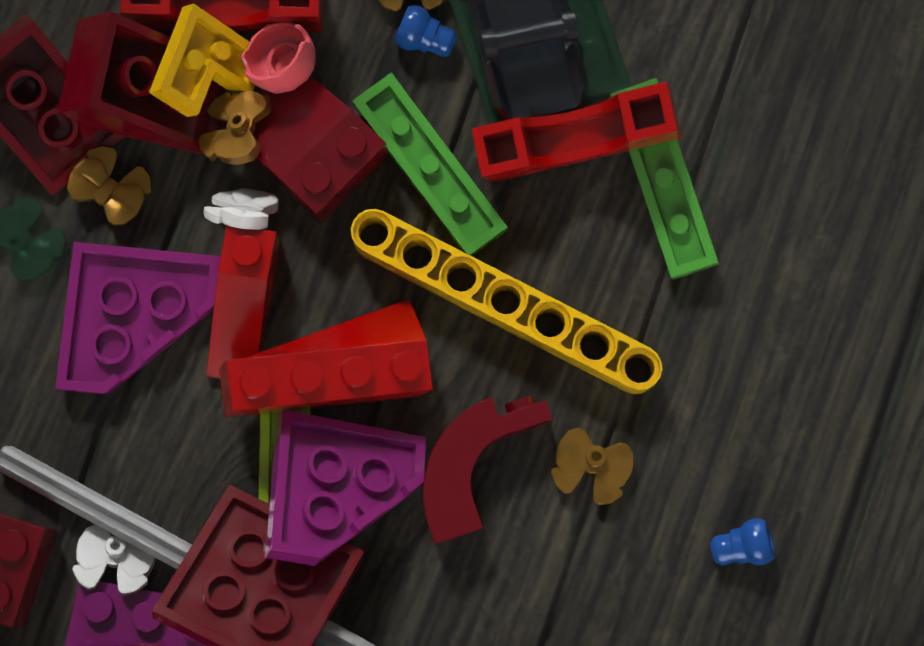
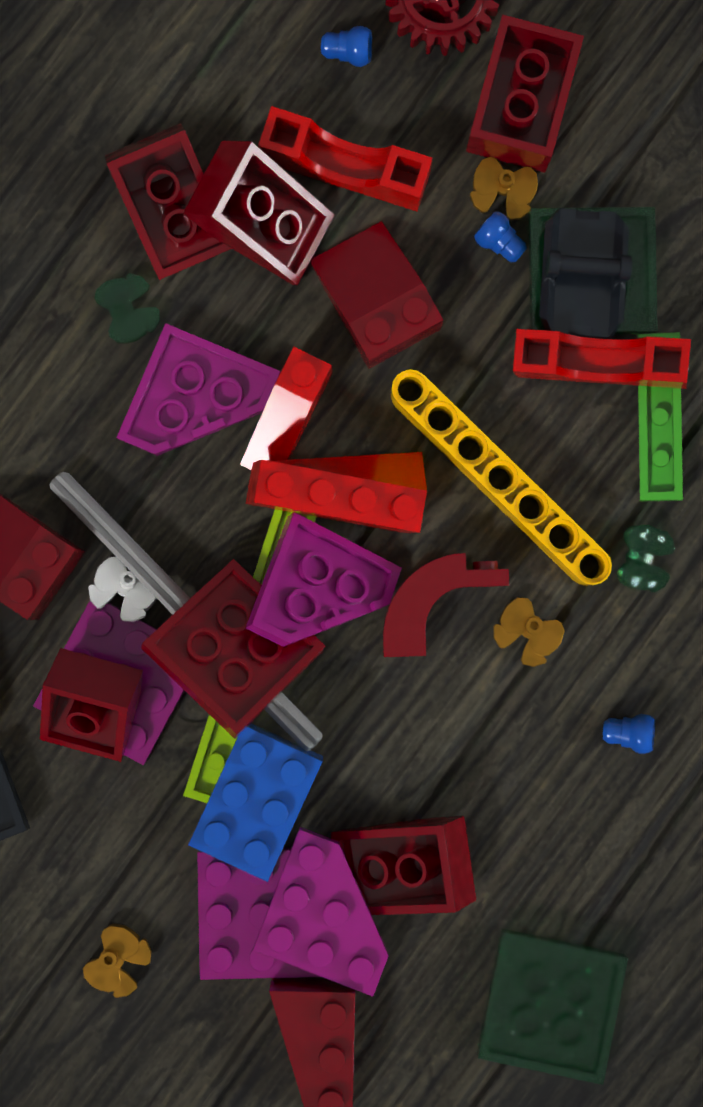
camera: 20 degrees right, 5 degrees up
(92, 181) = (194, 278): pearl gold piece -> none
(197, 54) = (314, 199): yellow plate -> none
(235, 143) = (321, 282): pearl gold piece -> none
(242, 208) = (309, 337): white piece -> none
(279, 57) = (377, 222): coral hair -> none
(430, 165) = (472, 348): bright green plate -> none
(691, 326) = (637, 570): none -> clear green piece

